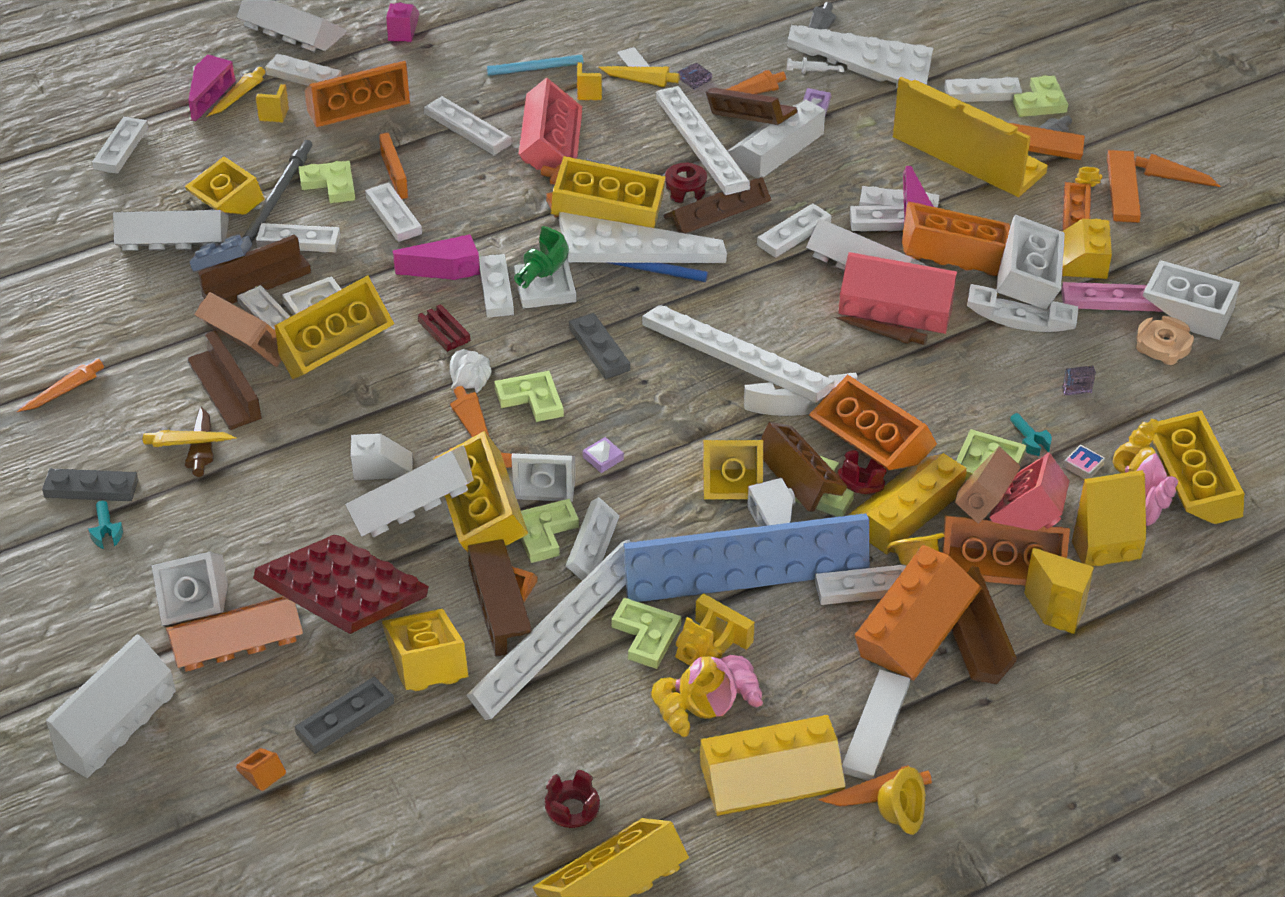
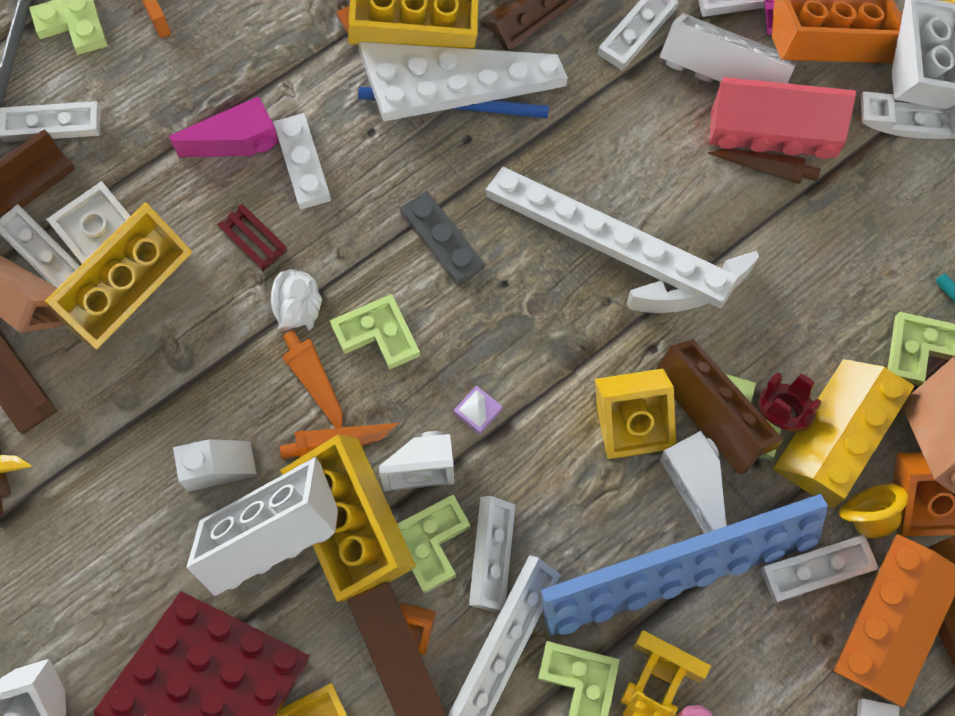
camera: 10 degrees left, 25 degrees up
(393, 212) = (158, 64): white plate -> none
(545, 262) = (354, 134): green piece -> none
(549, 290) = (360, 152): white plate -> none
(874, 425) = (791, 334): orange slope -> none

